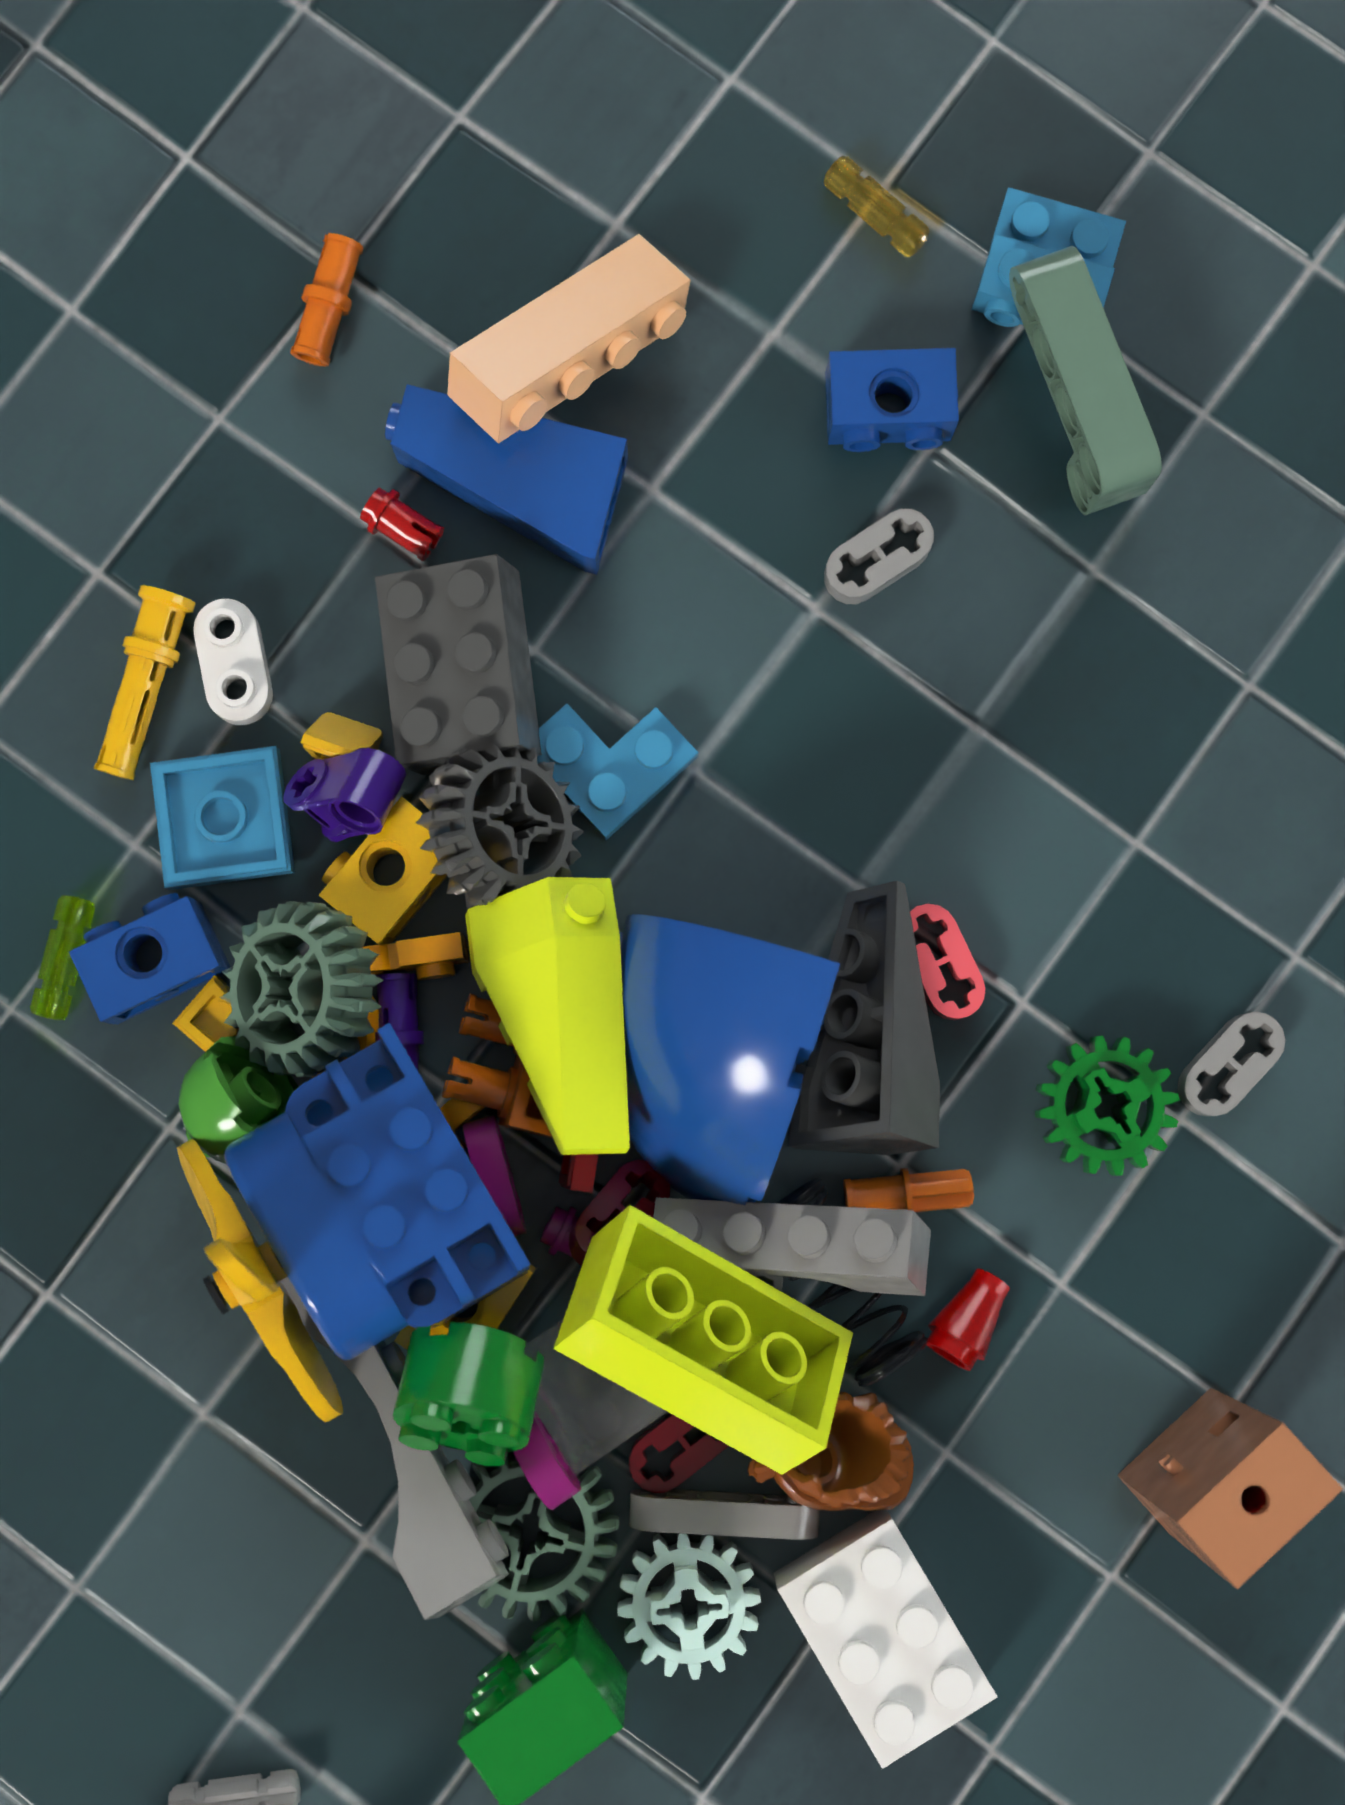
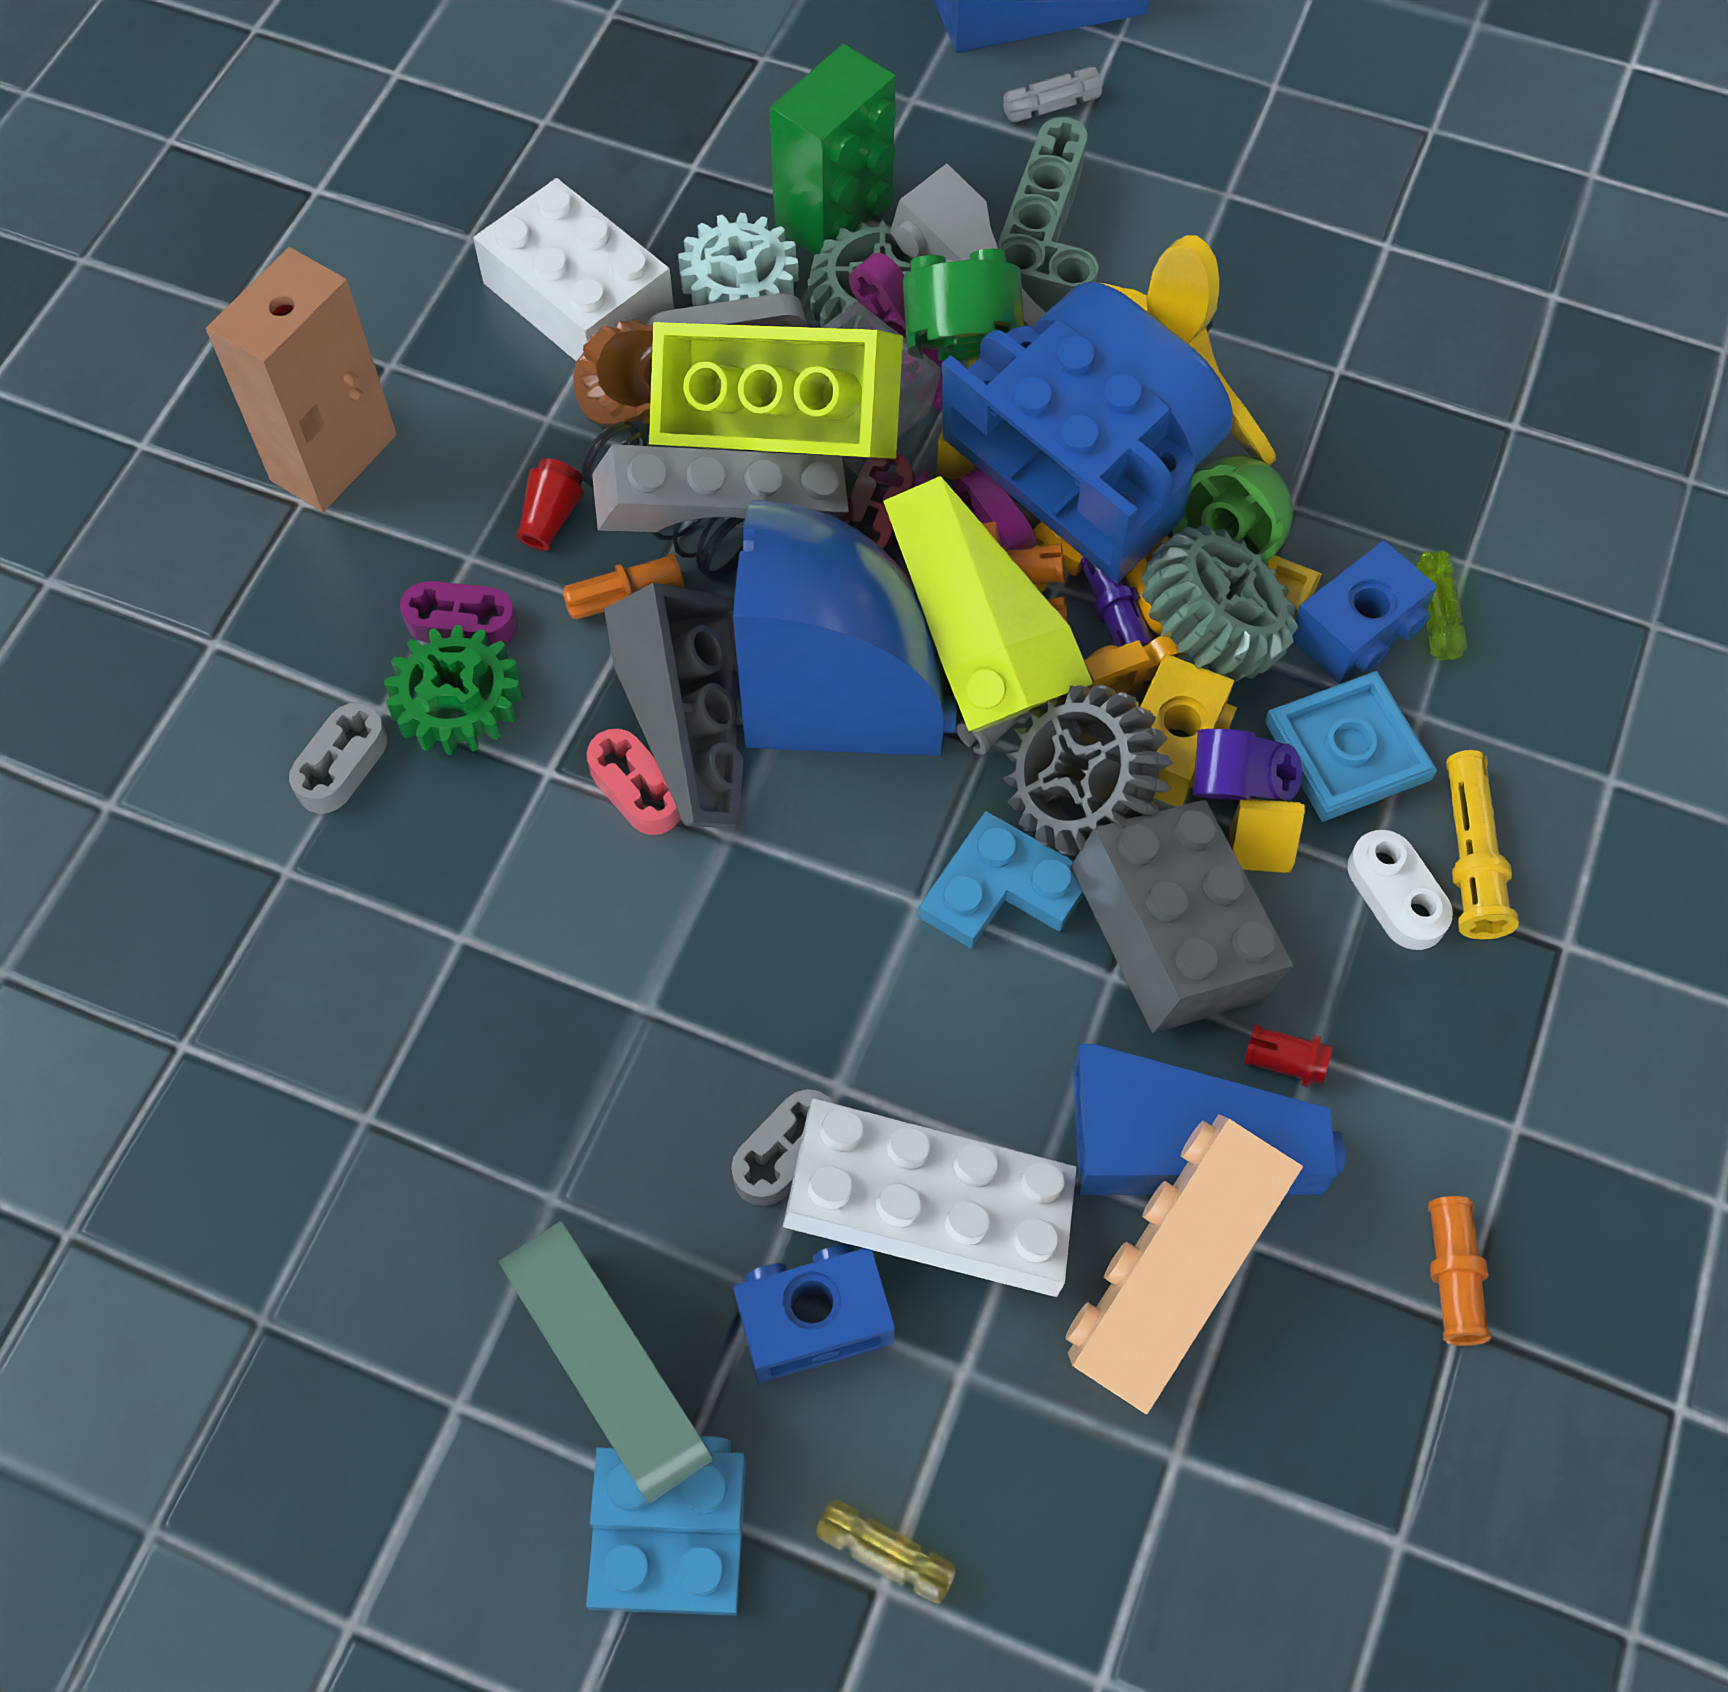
camera: 165 degrees right, 20 degrees down
(305, 1589) = (1041, 212): none -> sand green beam
(765, 462) = (932, 1198): none -> white plate
(1079, 1220) = (458, 606): none -> magenta beam

